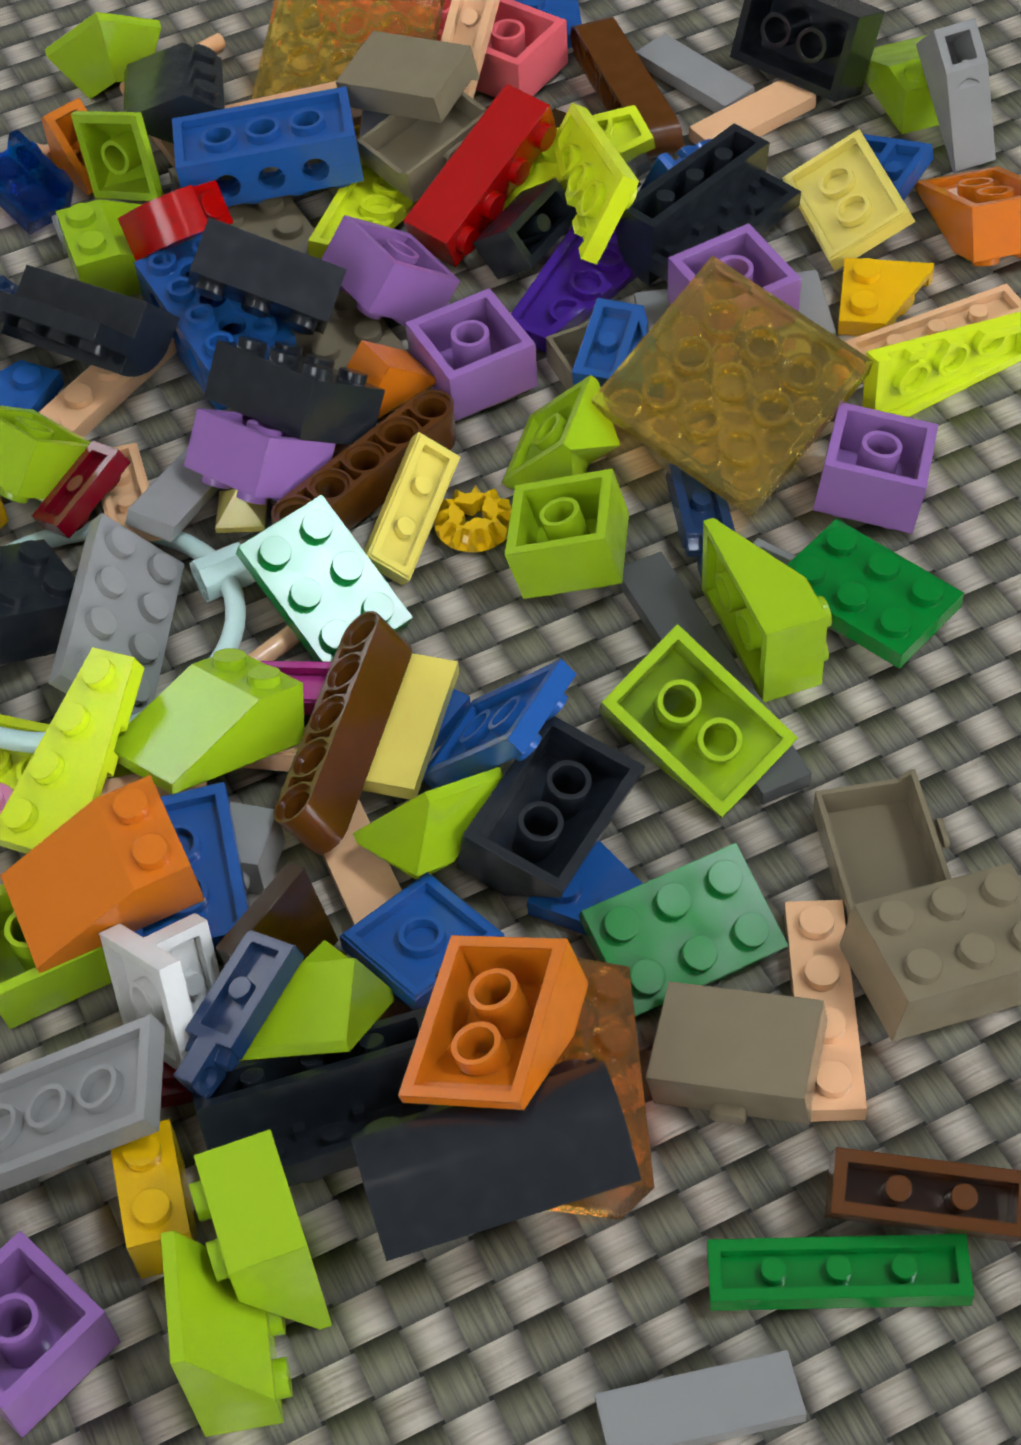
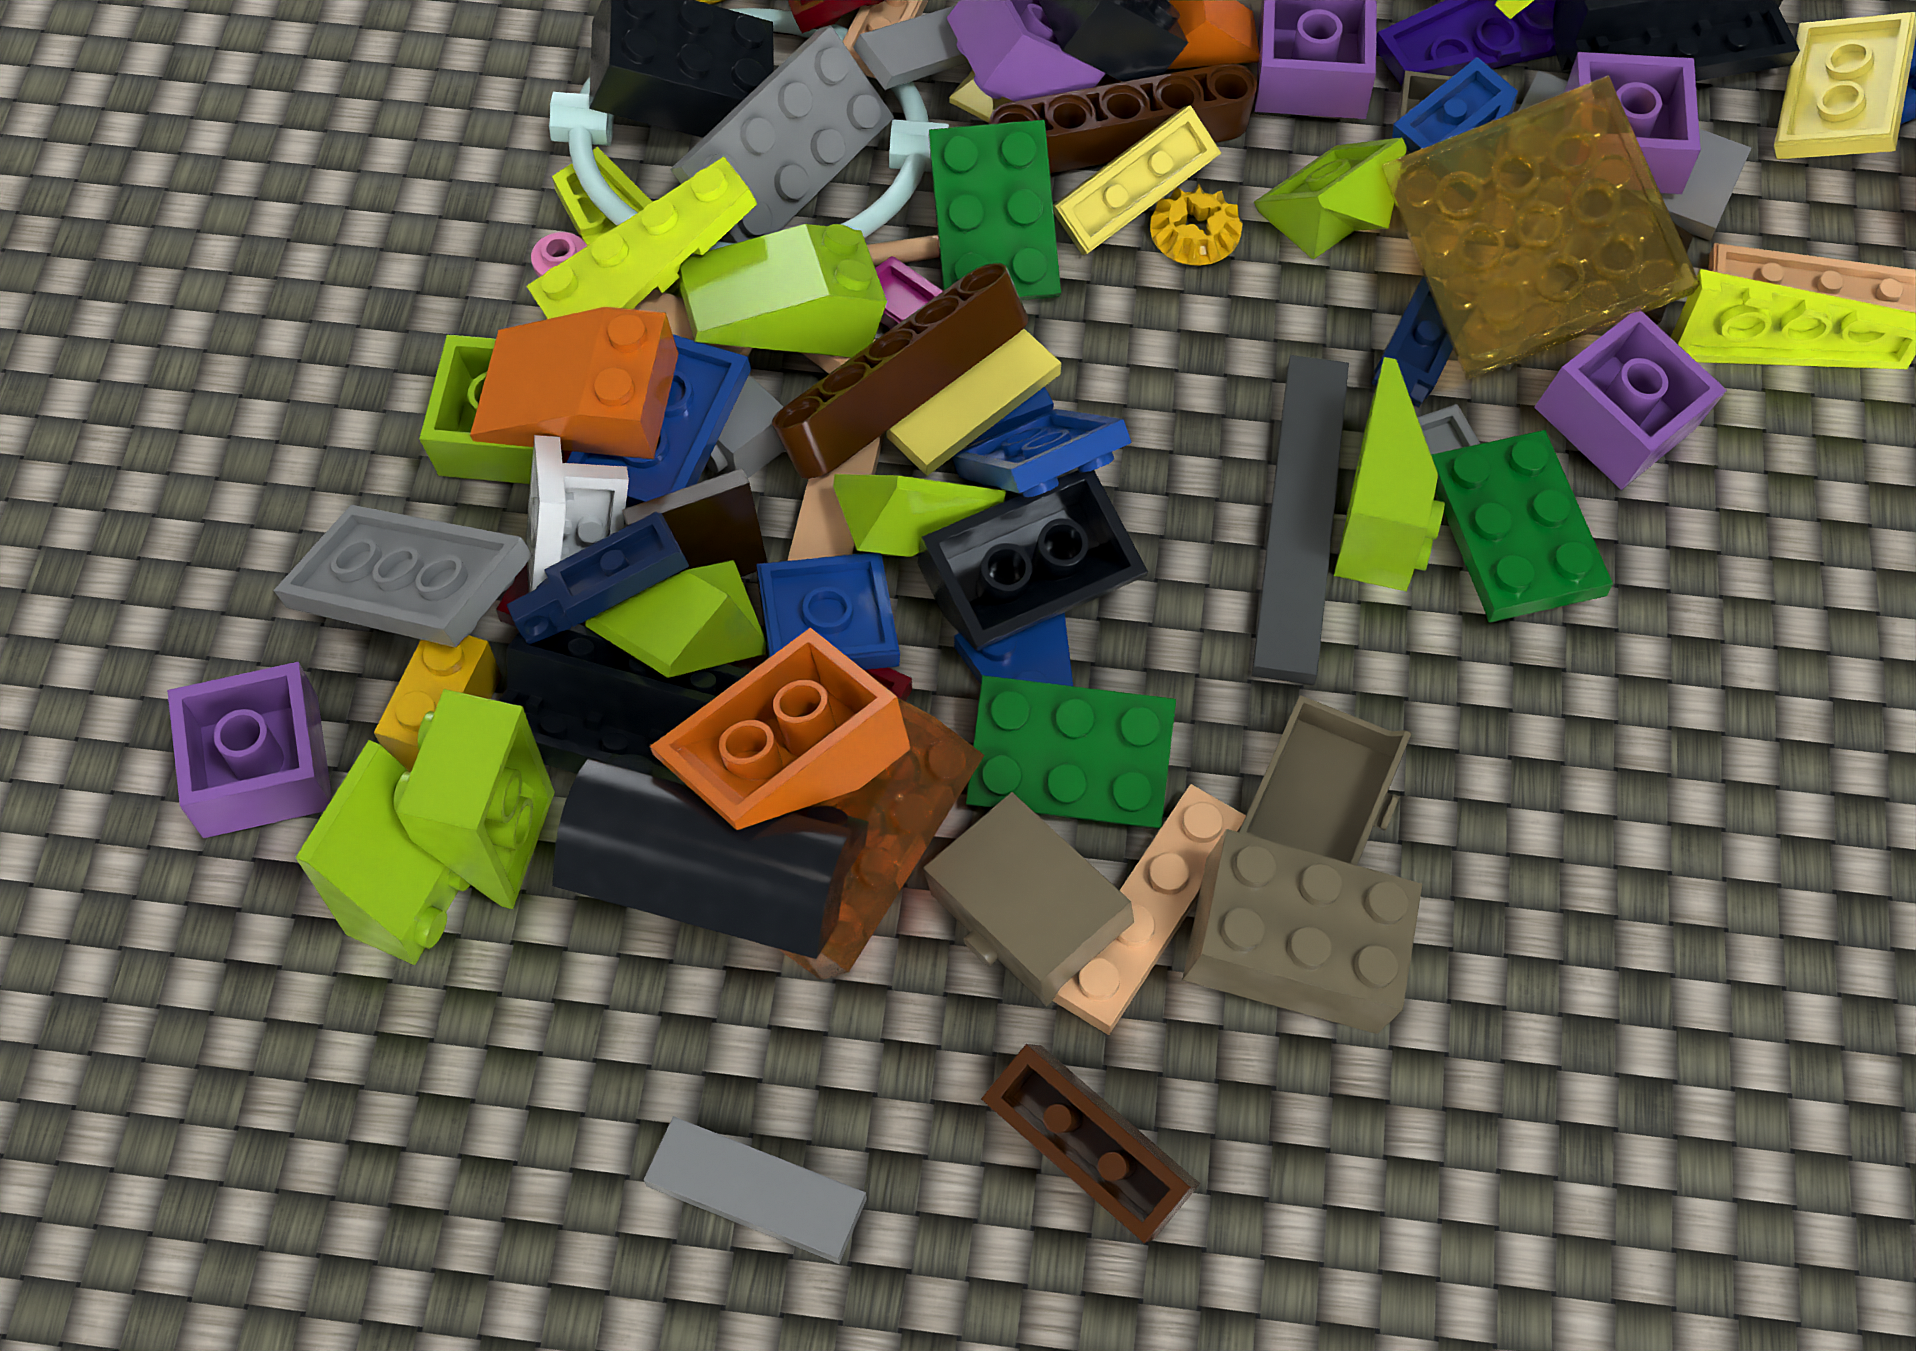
camera: 30 degrees right, 10 degrees up
(567, 534) = (1262, 293): lime brick -> none
(696, 722) = (1238, 557): lime slope -> none
(839, 1272) = (965, 1156): green plate -> none
(878, 292) = (1800, 209): yellow wing -> none

